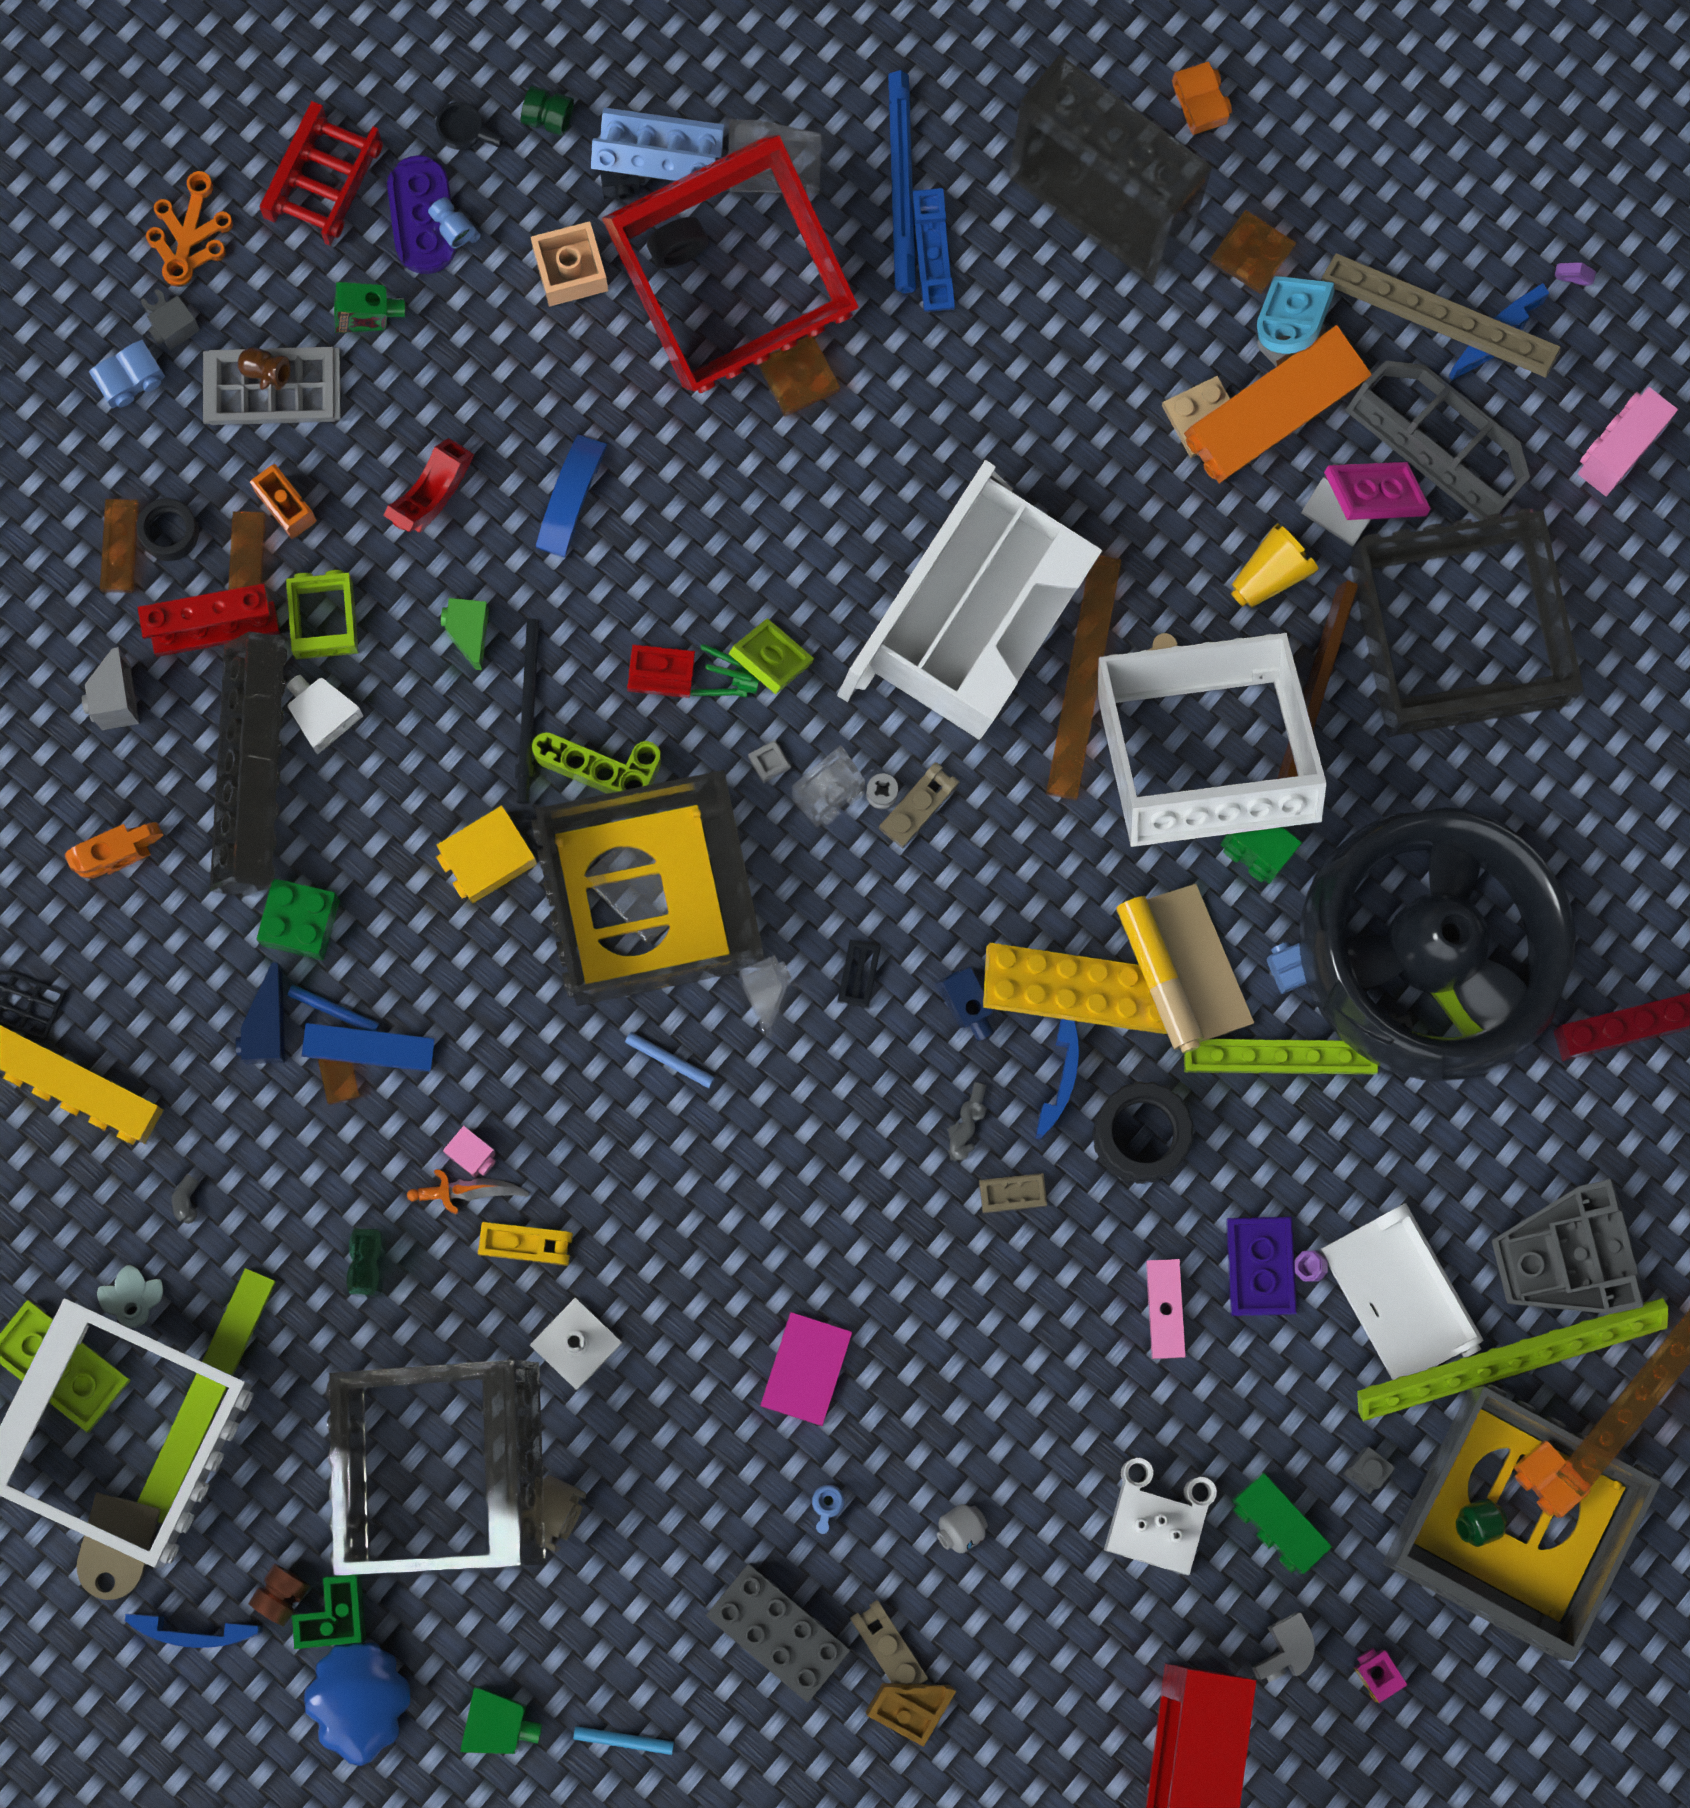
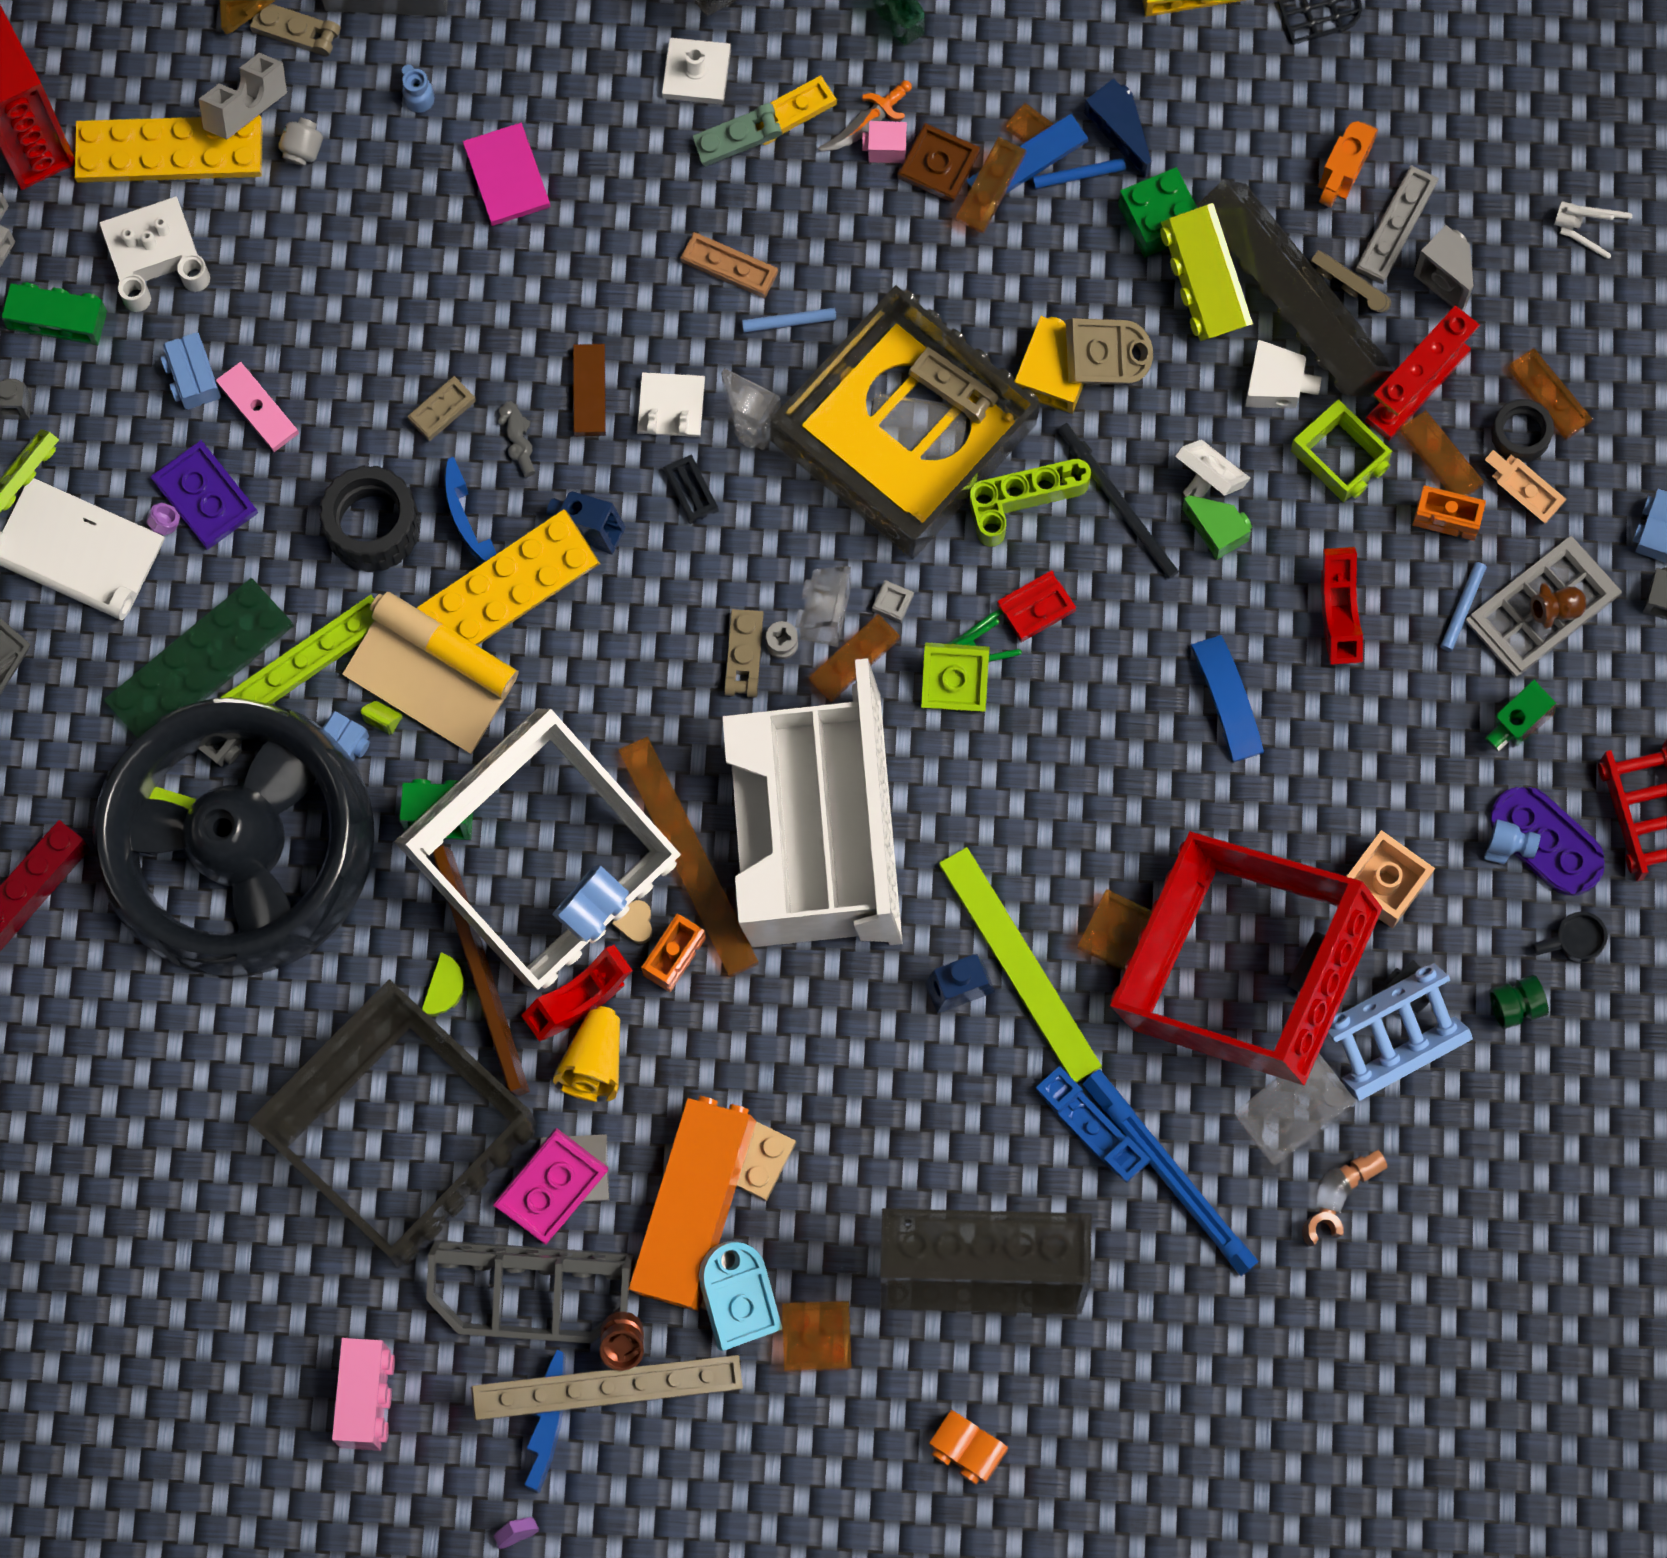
camera: 150 degrees right, 5 degrees down
(116, 772) = (1397, 224): none -> light grey tile
(195, 746) = (1351, 282): none -> dark tan plate
(204, 484) = (1526, 486): none -> light nougat hinge
(310, 826) = (1205, 272): none -> neon yellow slope
(332, 431) = (1463, 606): none -> medium blue bar
(416, 1046) = (991, 185): none -> clear orange tile
(437, 671) = (1211, 470): none -> white tile
(440, 1103) = (939, 162): none -> reddish brown plate
(444, 828) = (1102, 351): none -> dark tan tile
(584, 898) = (953, 384): none -> dark tan plate
(590, 1252) = (737, 135): none -> sand green plate
(682, 1145) = (729, 265): none -> medium nougat tile
(796, 80) = (1334, 1189): none -> nougat piece
(823, 1055) = (671, 404): none -> white plate
(824, 738) = (840, 669): none -> clear orange tile
(878, 1120) = (589, 389): none -> reddish brown tile
(892, 411) = (1020, 965): none -> lime tile
(951, 421) = (959, 983): none -> dark blue torso
(964, 1604) = (228, 110): none -> light grey arch
(1077, 1614) = (164, 150): none -> yellow plate
(1154, 601) = (673, 952): none -> orange brick
(1200, 1382) = (191, 371): none -> medium blue brick
(1202, 658) = (591, 904): none -> medium blue brick
(1232, 621) = (573, 1001): none -> red arch
(1246, 964) = (381, 716): none -> lime slope
(1347, 711) = (445, 987): none -> lime tile
(1363, 1121) = (201, 658): none -> clear green plate
(1405, 338) = (622, 1341): none -> copper wheel

